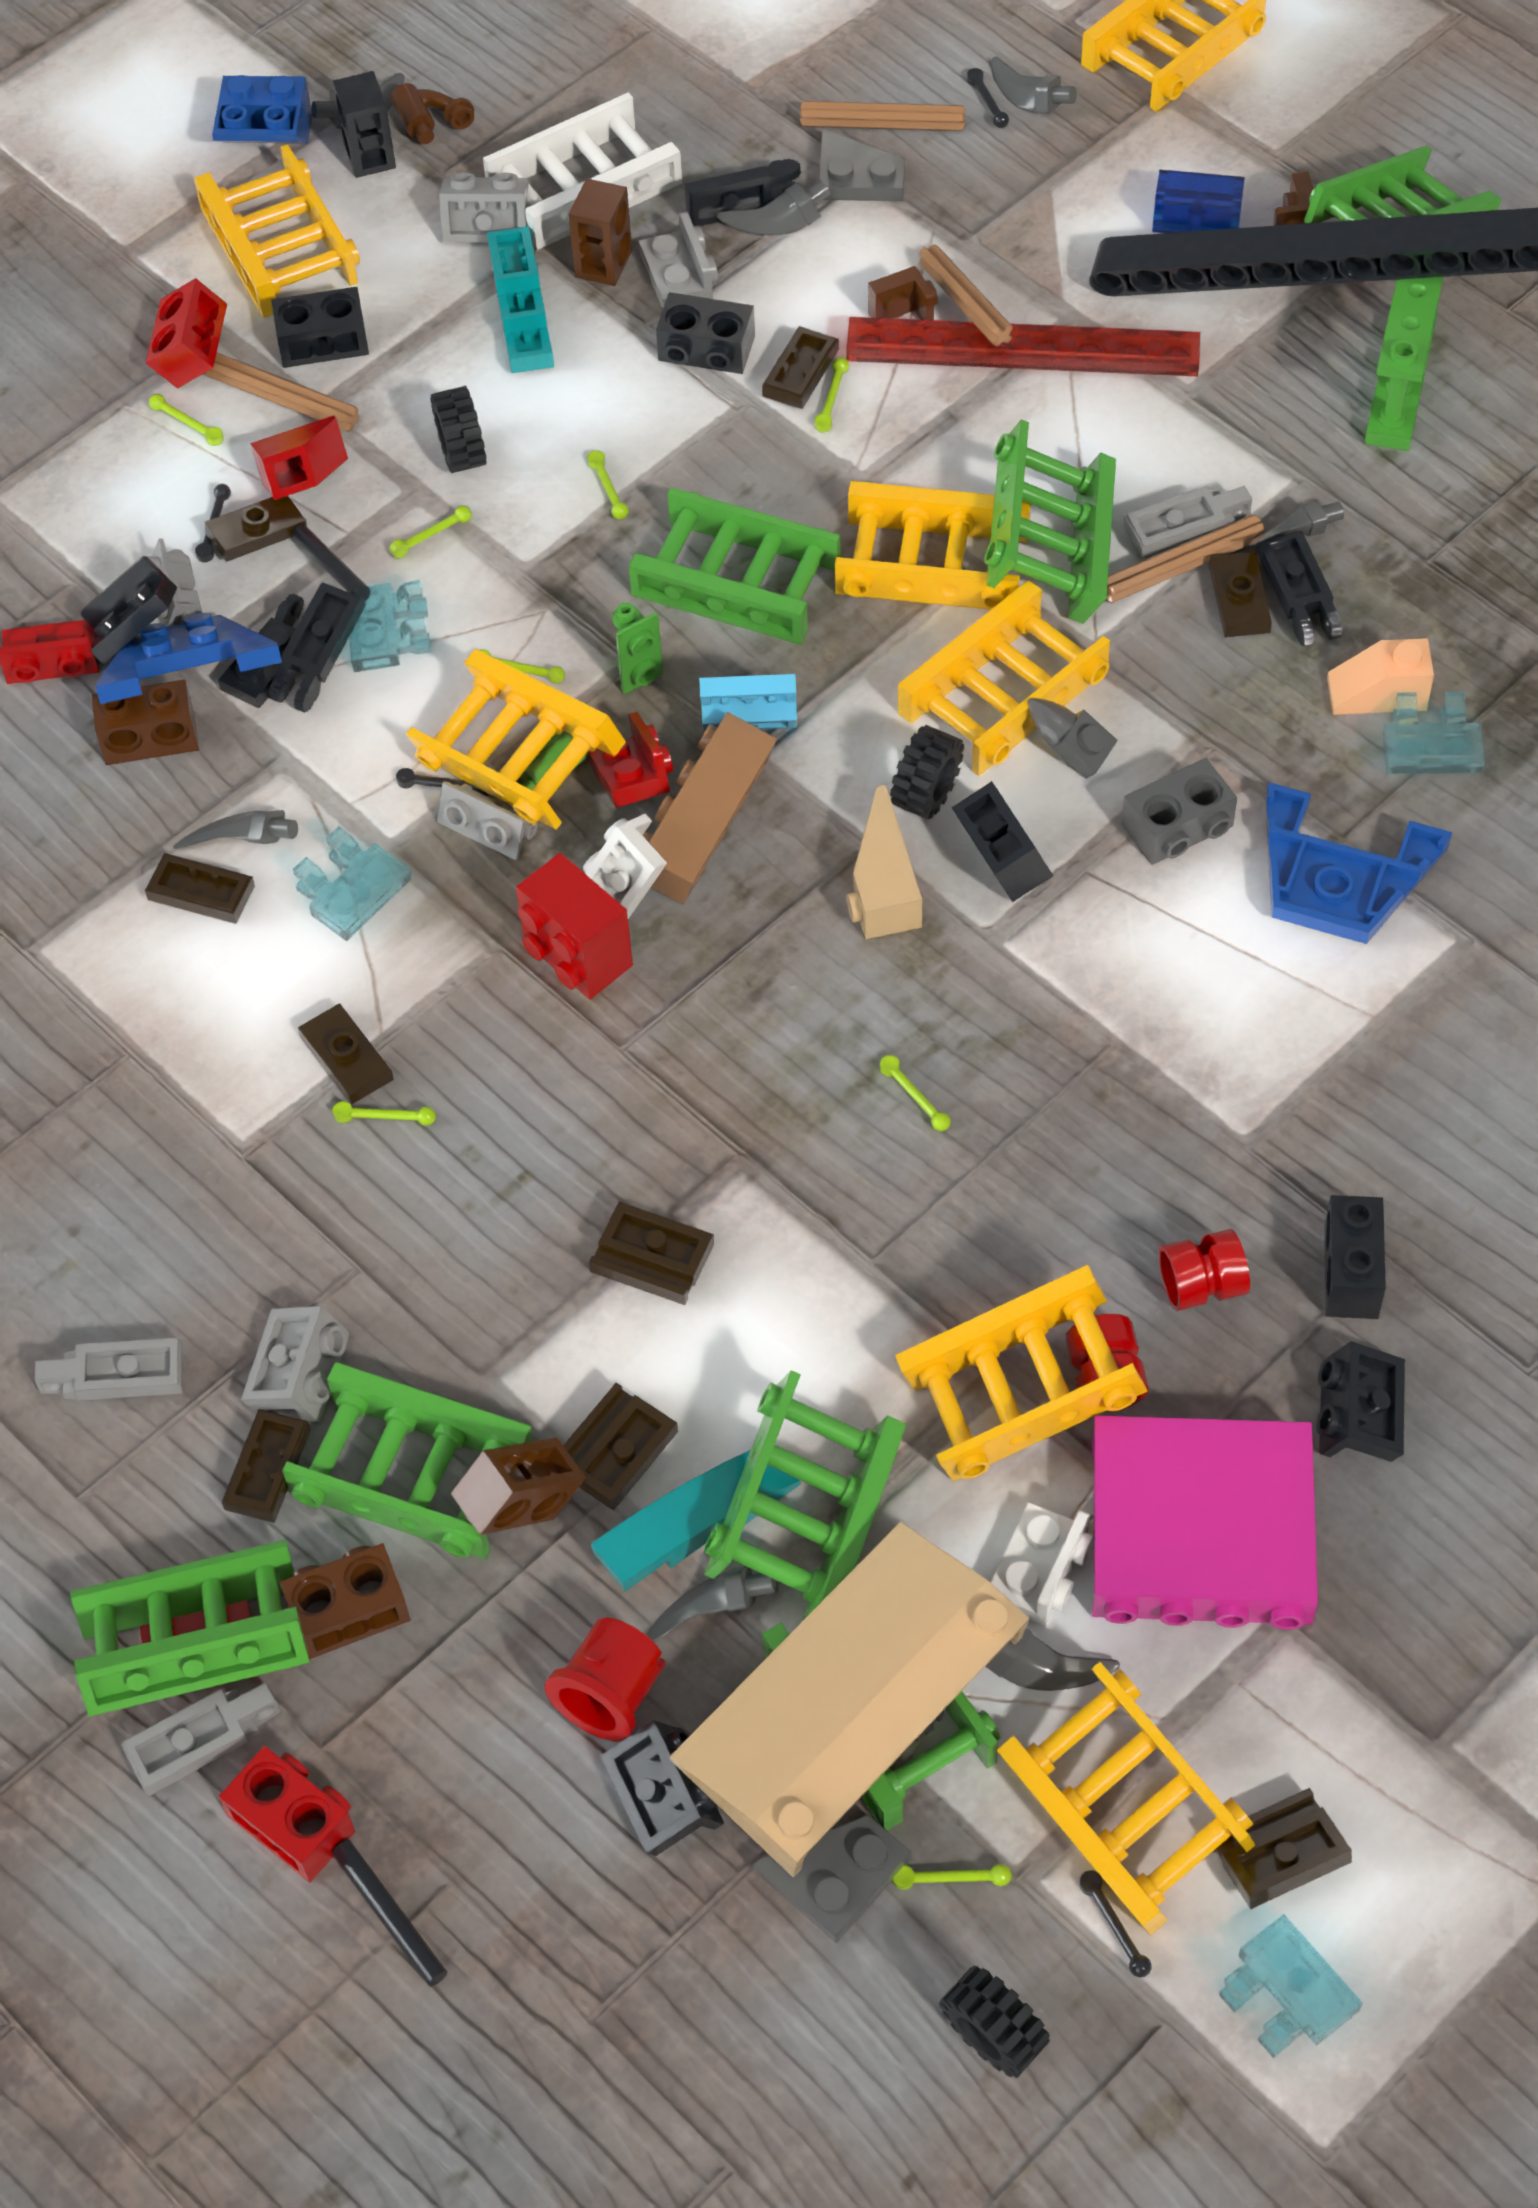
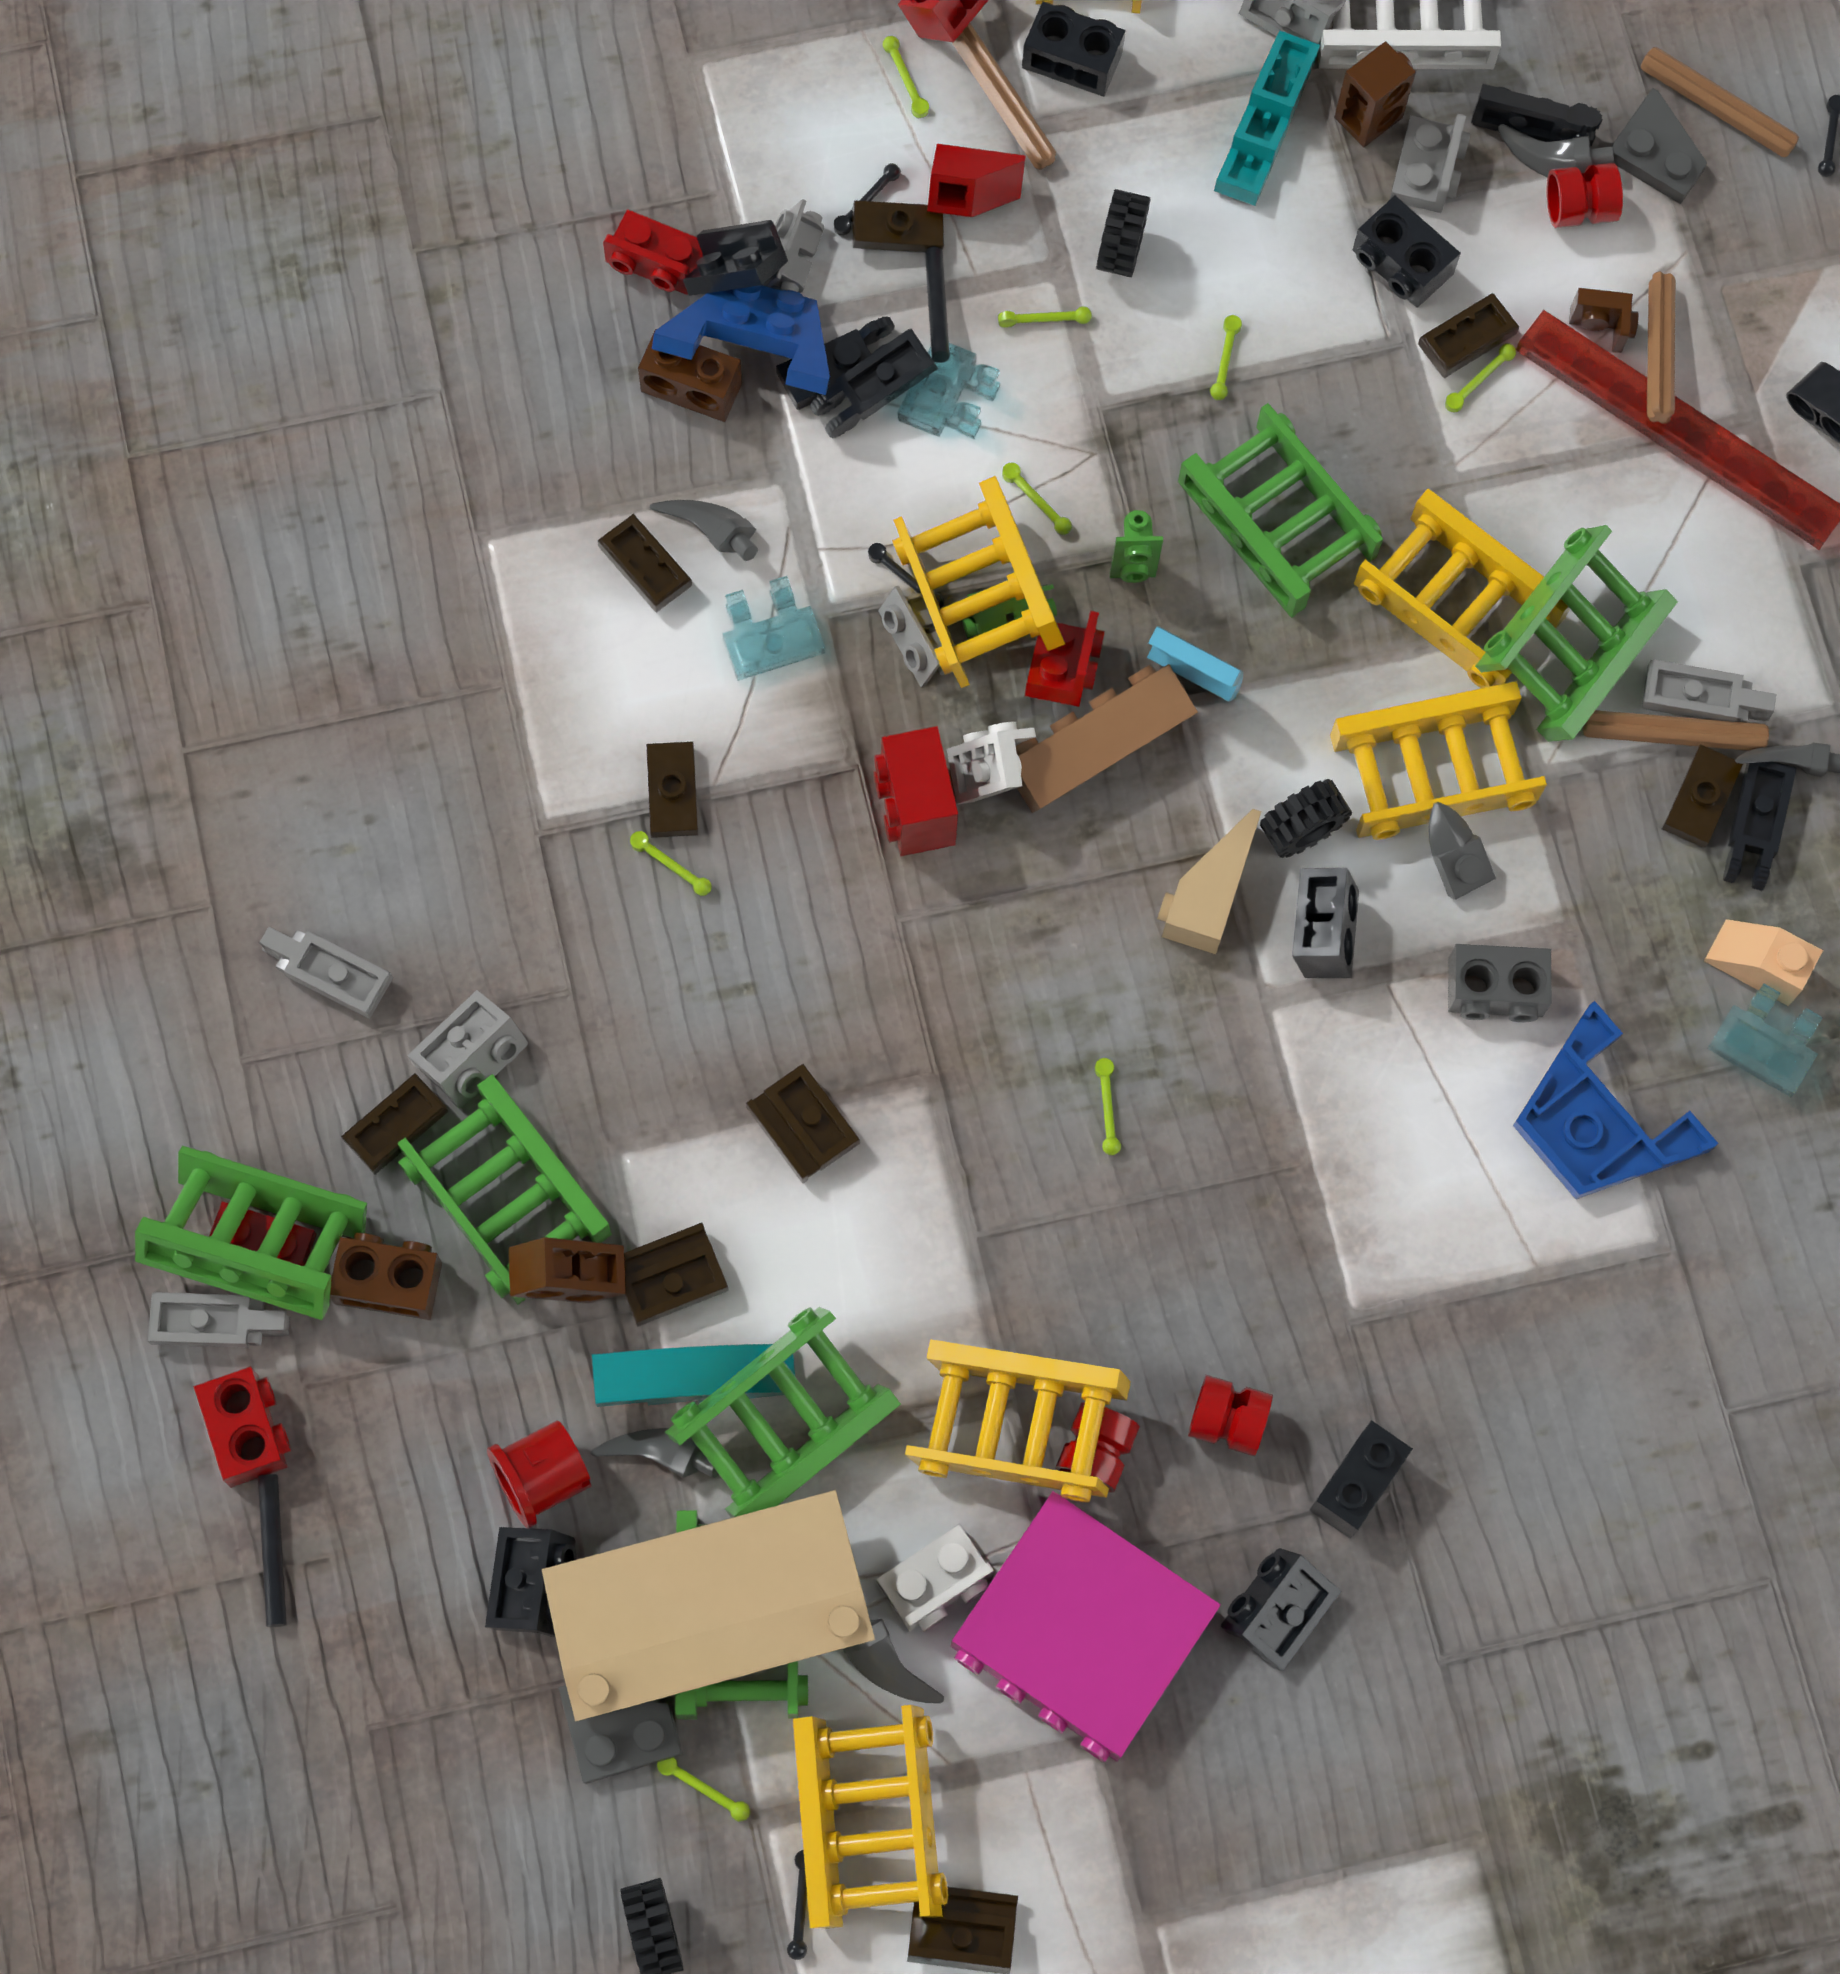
camera: 25 degrees right, 15 degrees up
(821, 223) = (1580, 195): none -> red wheel

